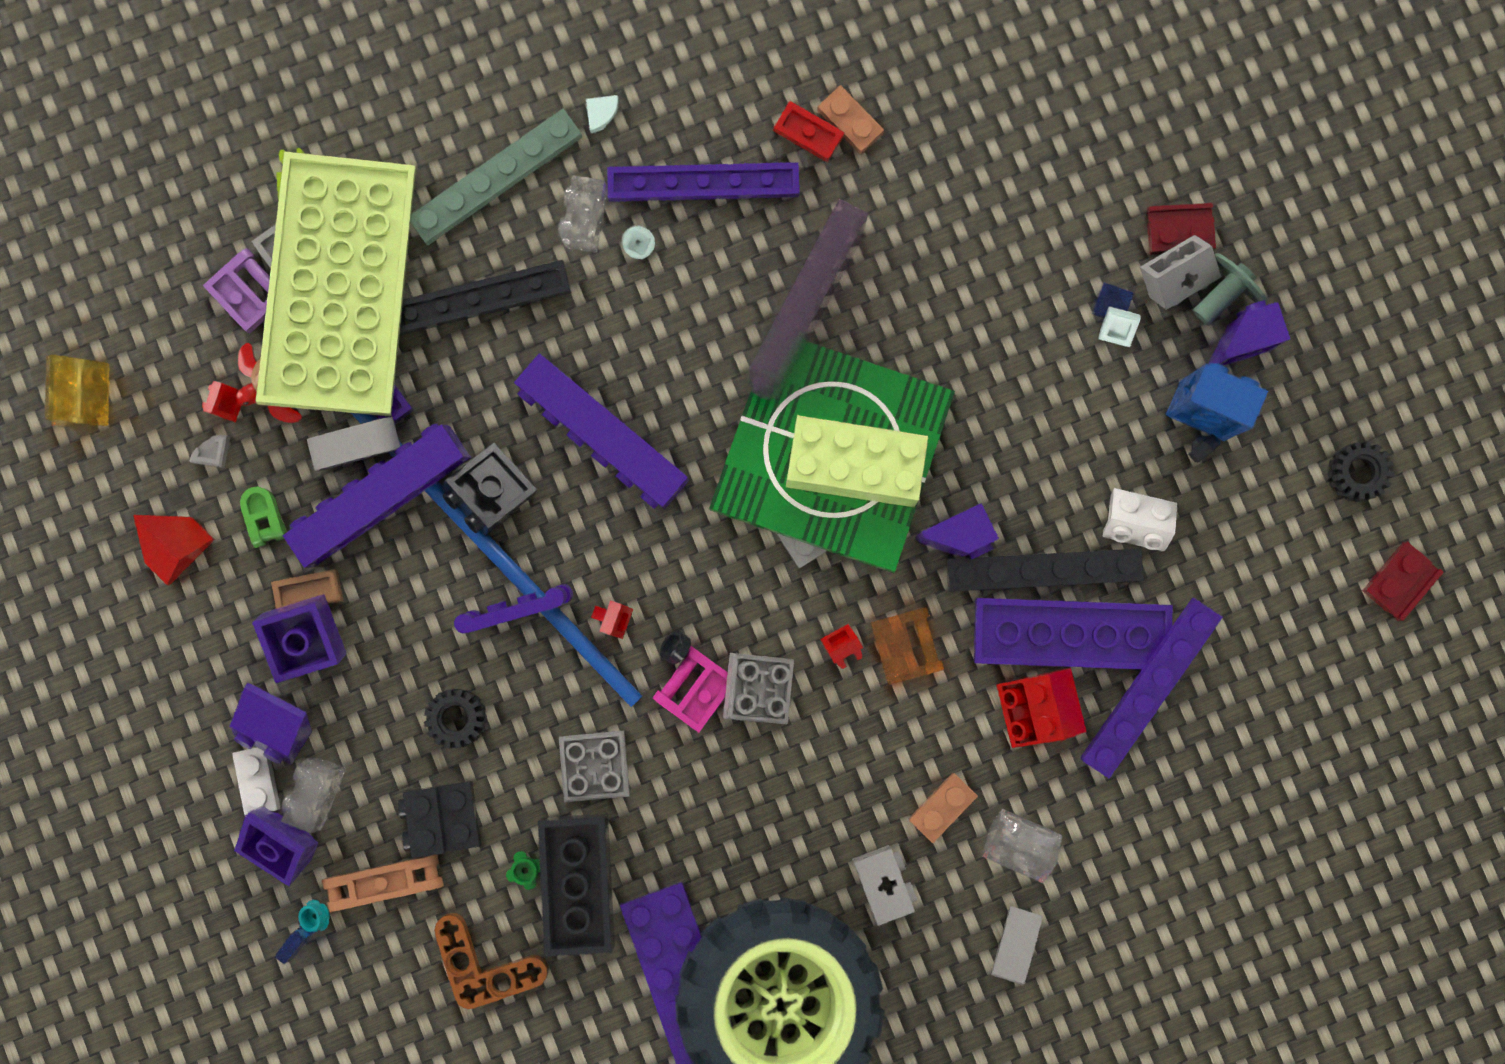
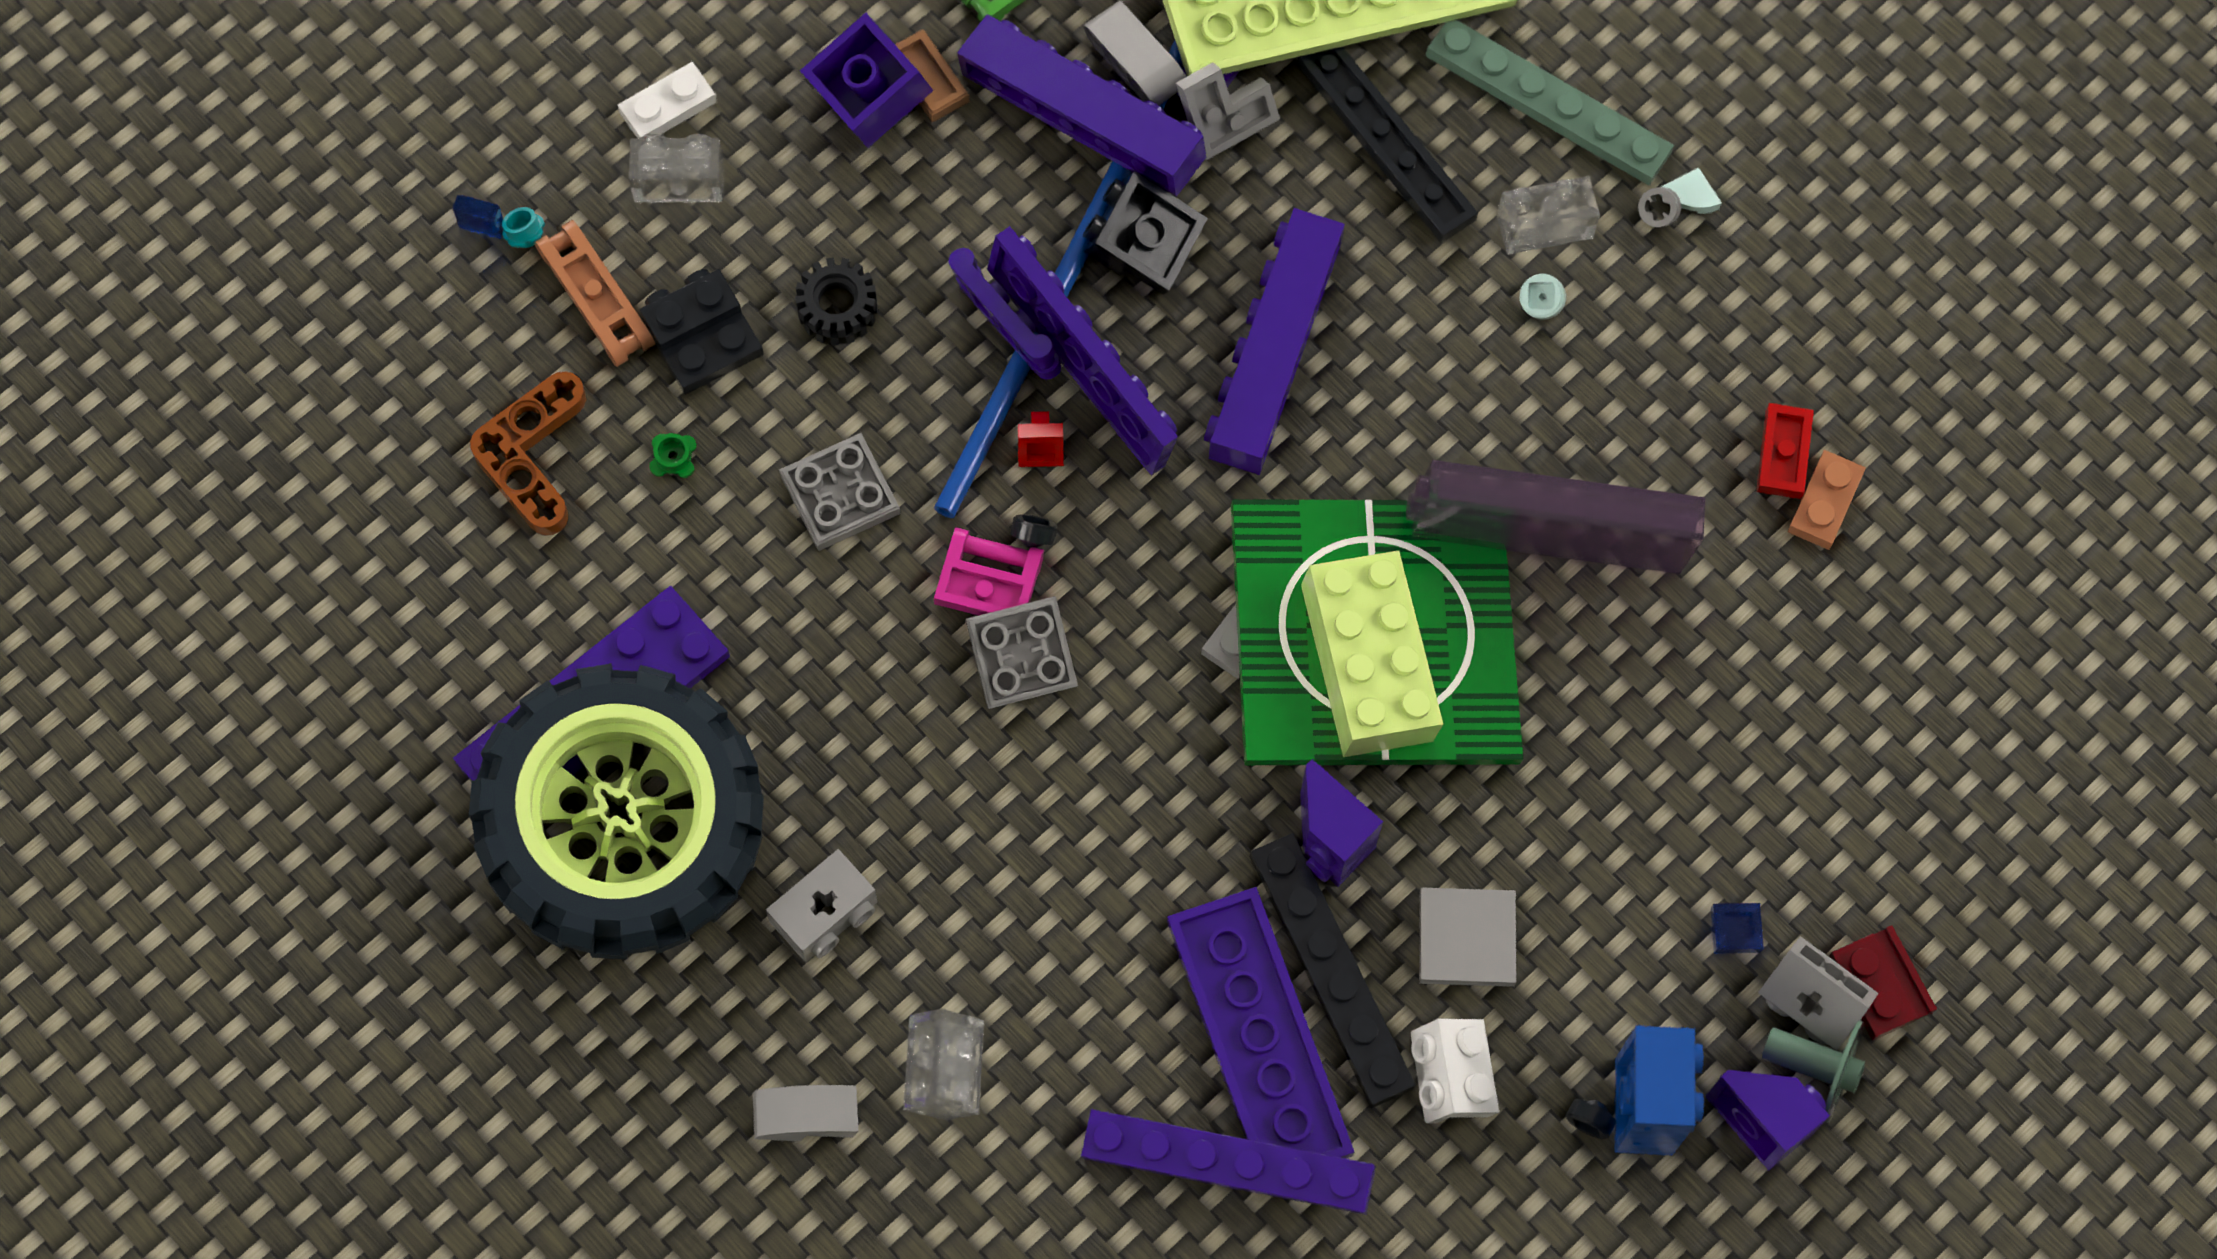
camera: 65 degrees right, 15 degrees down
(270, 725) = (745, 85): dark purple slope -> none
(275, 845) = (598, 145): dark purple slope -> none
(424, 402) = (1221, 116): none -> light grey plate
(554, 571) = (1087, 359): none -> dark purple plate
(576, 885) = (680, 516): black brick -> none
(606, 147) = (1668, 196): none -> light grey bush
(703, 181) = (1658, 347): dark purple plate -> none
(842, 644) = (1123, 736): red tile -> none
(896, 649) = (1144, 814): clear orange plate -> none
(942, 807) = (955, 951): nougat plate -> none
(1041, 708) = (1142, 1028): red slope -> none
(1058, 475) = (1467, 937): none -> light grey tile
(1119, 326) = (1707, 944): light aqua tile -> none

